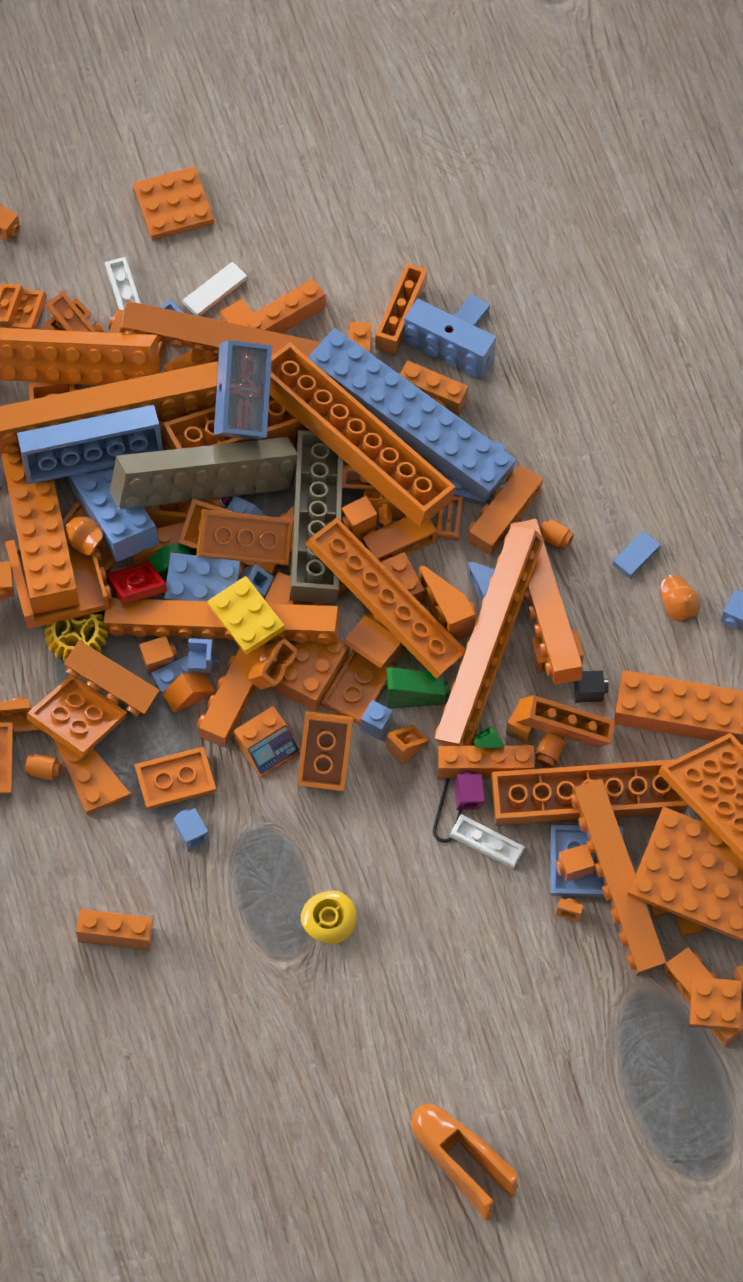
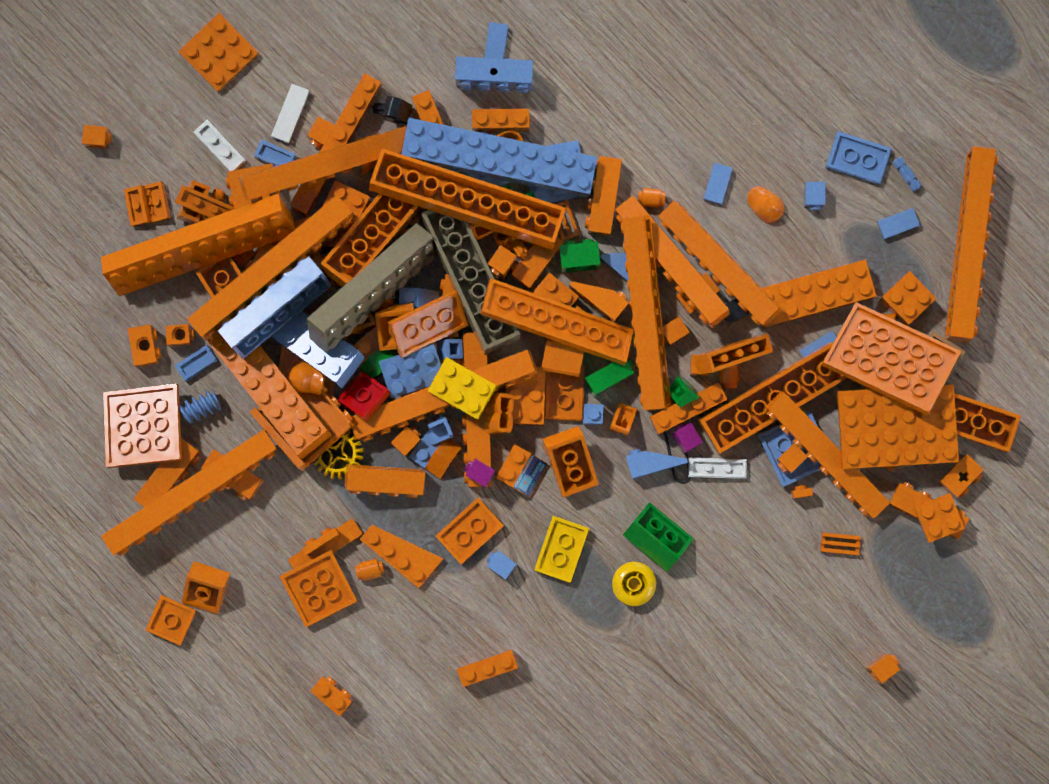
camera: 20 degrees left, 20 degrees up
(76, 716) = (374, 521): orange plate -> none
(218, 715) = (479, 472): none -> magenta brick
(243, 390) = (371, 212): brick -> none
(266, 844) = (561, 549): none -> yellow plate
(323, 324) = (394, 109): none -> black beam
(381, 880) = (658, 536): none -> green slope
(409, 288) = (443, 64): orange brick -> none
(414, 799) = (647, 462): none -> medium blue slope
(439, 1133) = (788, 703): orange piece -> none
(446, 552) = (579, 256): none -> green brick
(511, 677) = (674, 331): none -> orange brick
(569, 1140) = (883, 667): none -> orange brick
(591, 979) = (856, 545): none -> orange tile
(597, 625) = (720, 263): none -> orange brick

